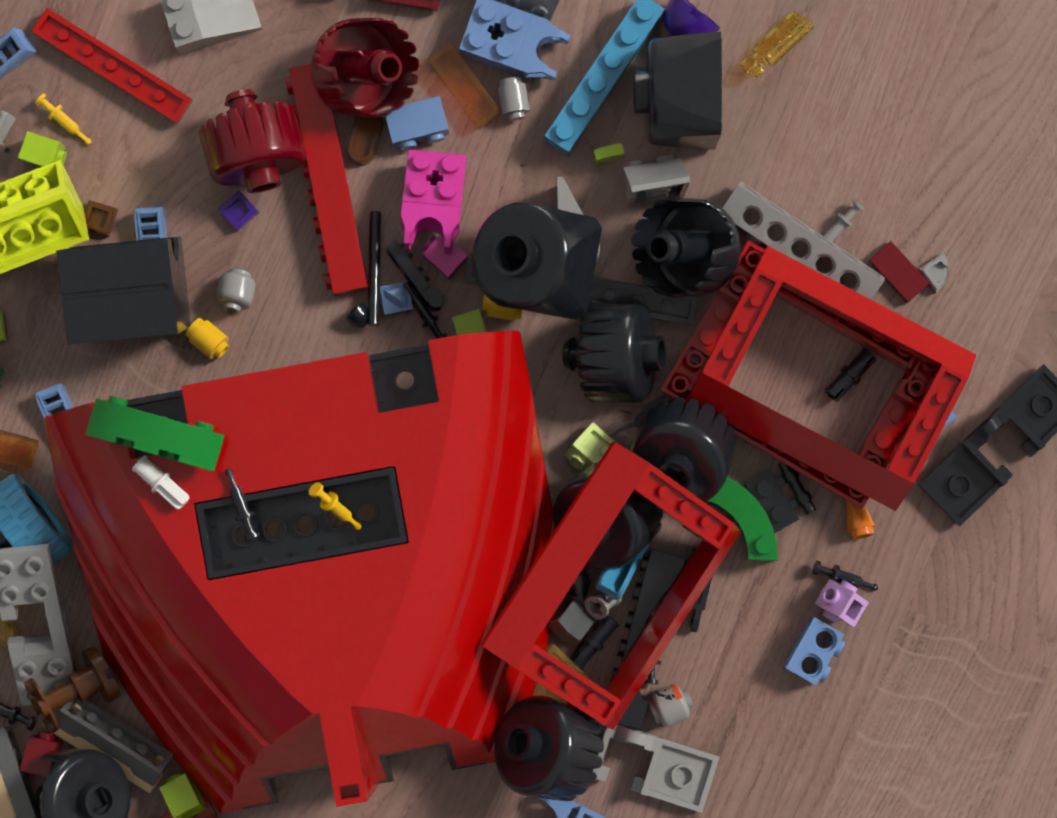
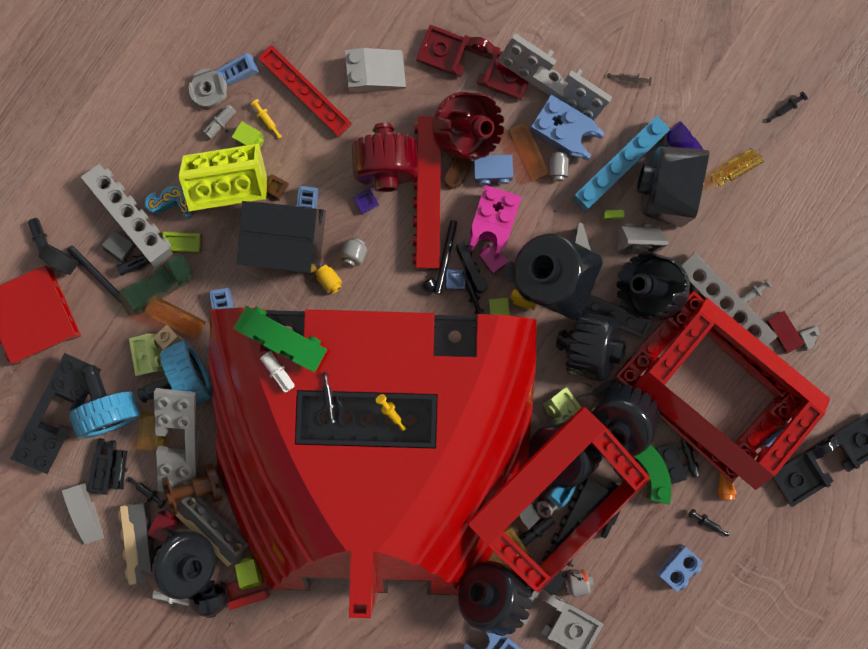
camera: 15 degrees right, 0 degrees up
(841, 602) = (704, 540): lavender brick -> none
(850, 375) = (740, 392): black pin -> none

